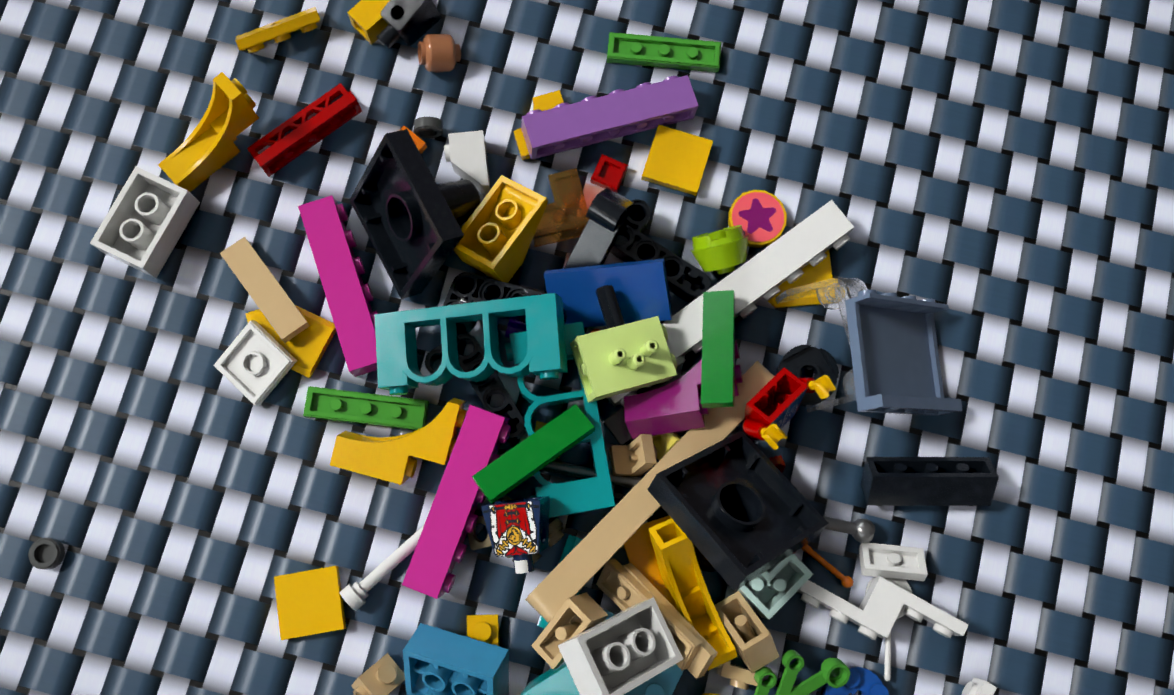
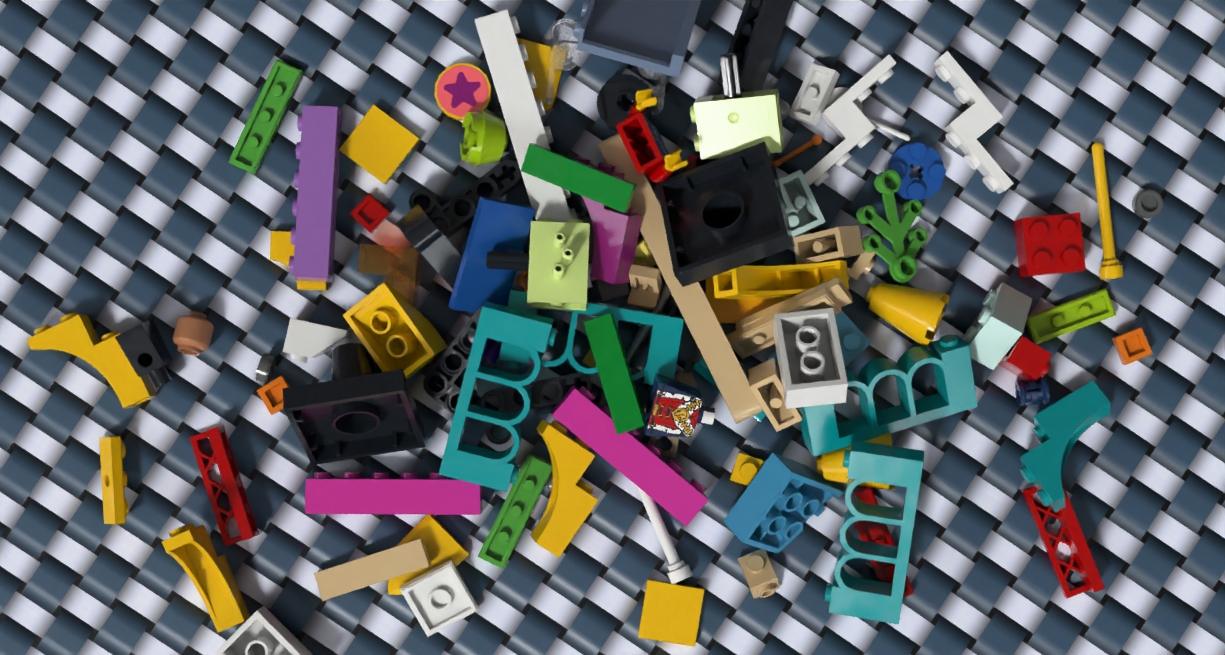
camera: 65 degrees left, 10 degrees up
(839, 487) = (736, 118): none -> yellowish green piece

